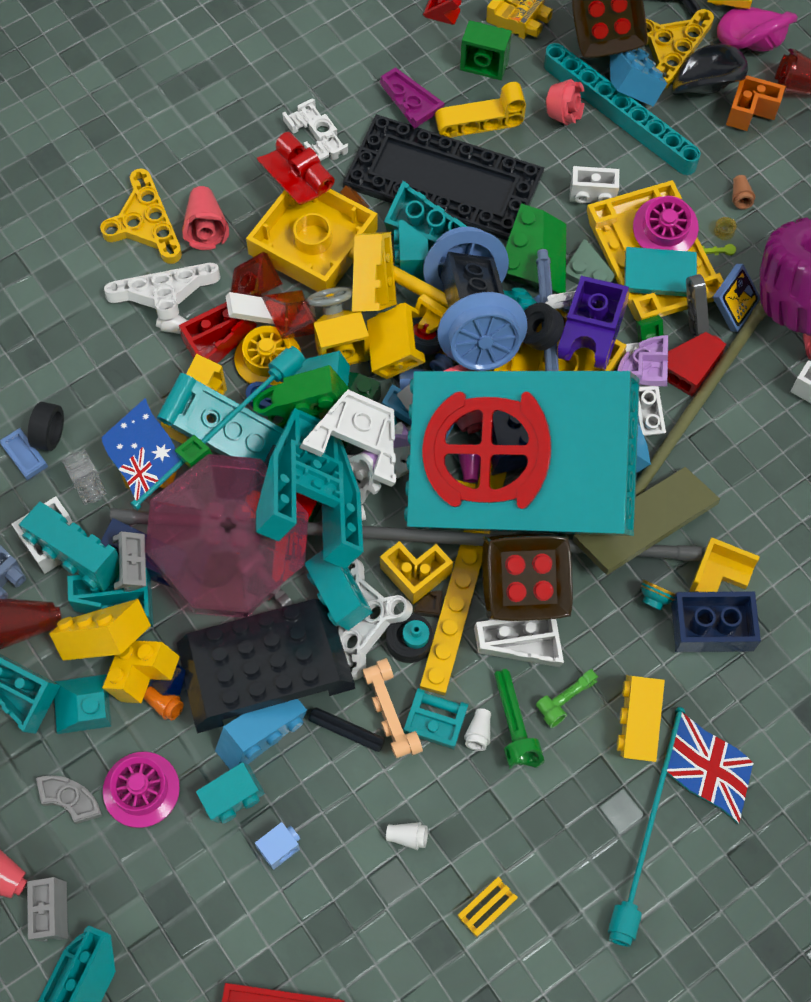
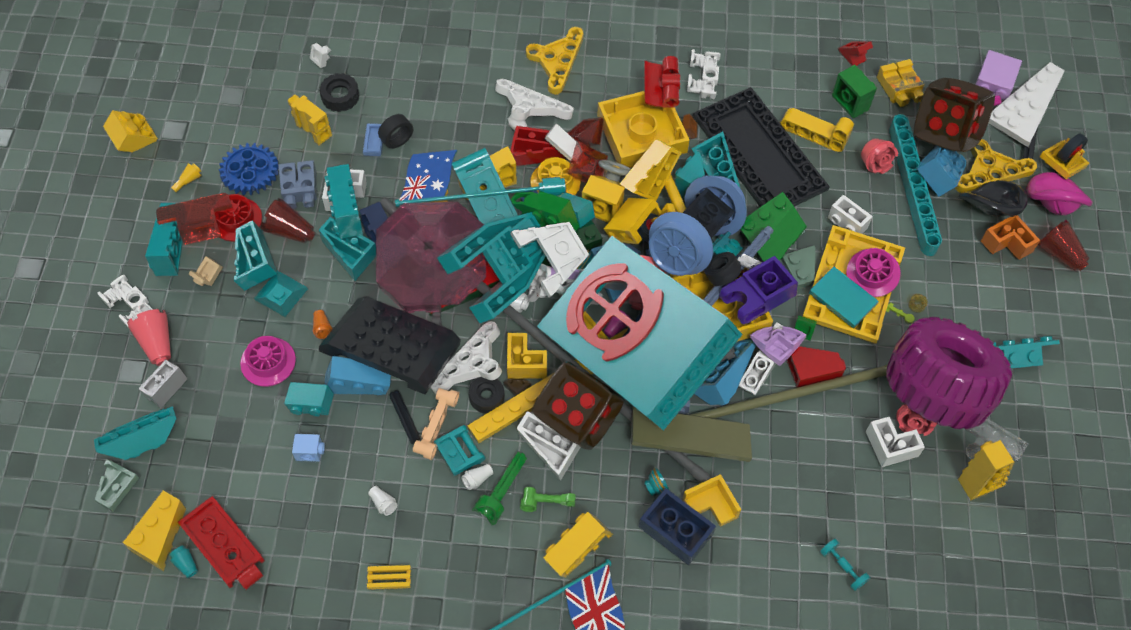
camera: 40 degrees right, 5 degrees down
(68, 795) = (230, 336): light grey tile -> none
(84, 477) = (390, 172): clear brick -> none
(100, 632) = (320, 259): yellow wedge -> none
(131, 561) = (364, 229): light grey hinge -> none
(136, 666) = (321, 292): yellow brick -> none
(171, 687) = (334, 314): clear blue slope -> none
(192, 451) = (452, 194): green tile -> none
(204, 221) = (588, 79): coral cone -> none
(338, 592) = (467, 337): teal brick -> none
(411, 98) = (781, 90): magenta wing -> none
(416, 634) = (489, 392): teal tile -> none
(697, 305) = (846, 331): dark grey beam -> none
(736, 297) = (878, 346): tile -> none
(743, 194) = (949, 289): nougat cone -> none

